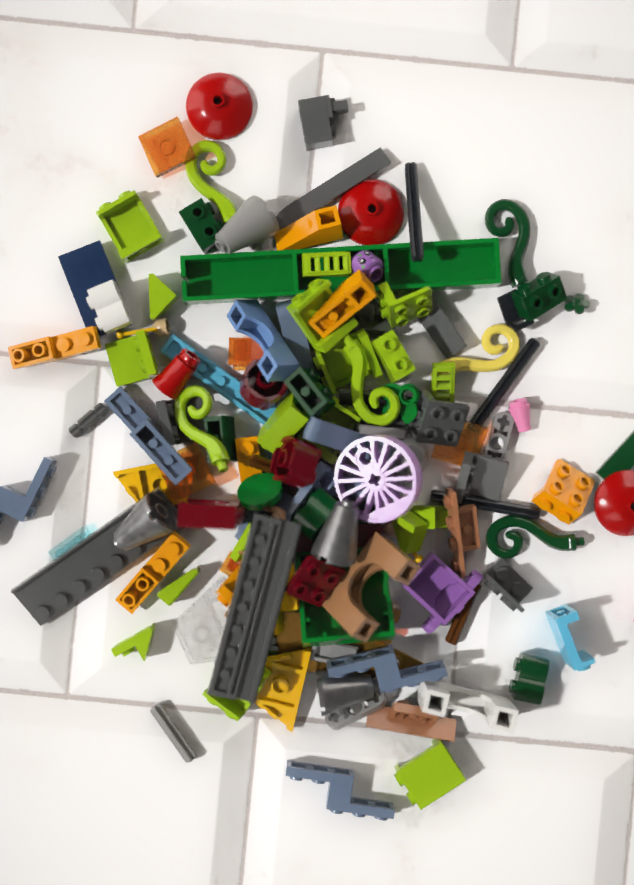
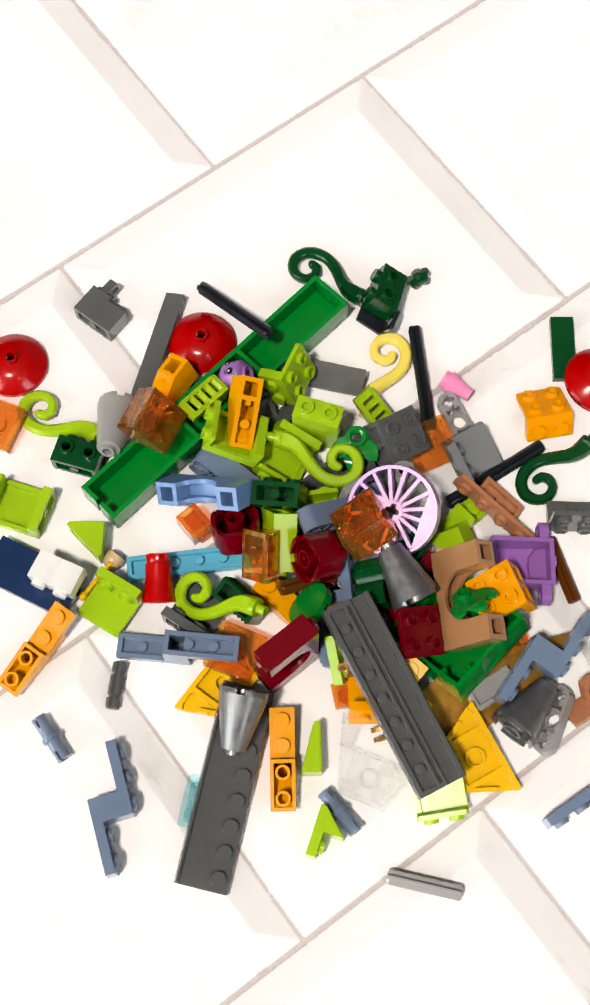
camera: 40 degrees left, 20 degrees down
(14, 419) = (51, 738): none -> sand blue pin
(161, 639) = (340, 811): none -> sand blue pin
(257, 426) = (261, 555): none -> clear orange slope
(272, 251) = (152, 419): none -> clear orange slope
(344, 472) = (363, 525): none -> clear orange slope
(368, 595) = (471, 600): none -> green plate
(396, 602) = (510, 587): none -> light orange bracket

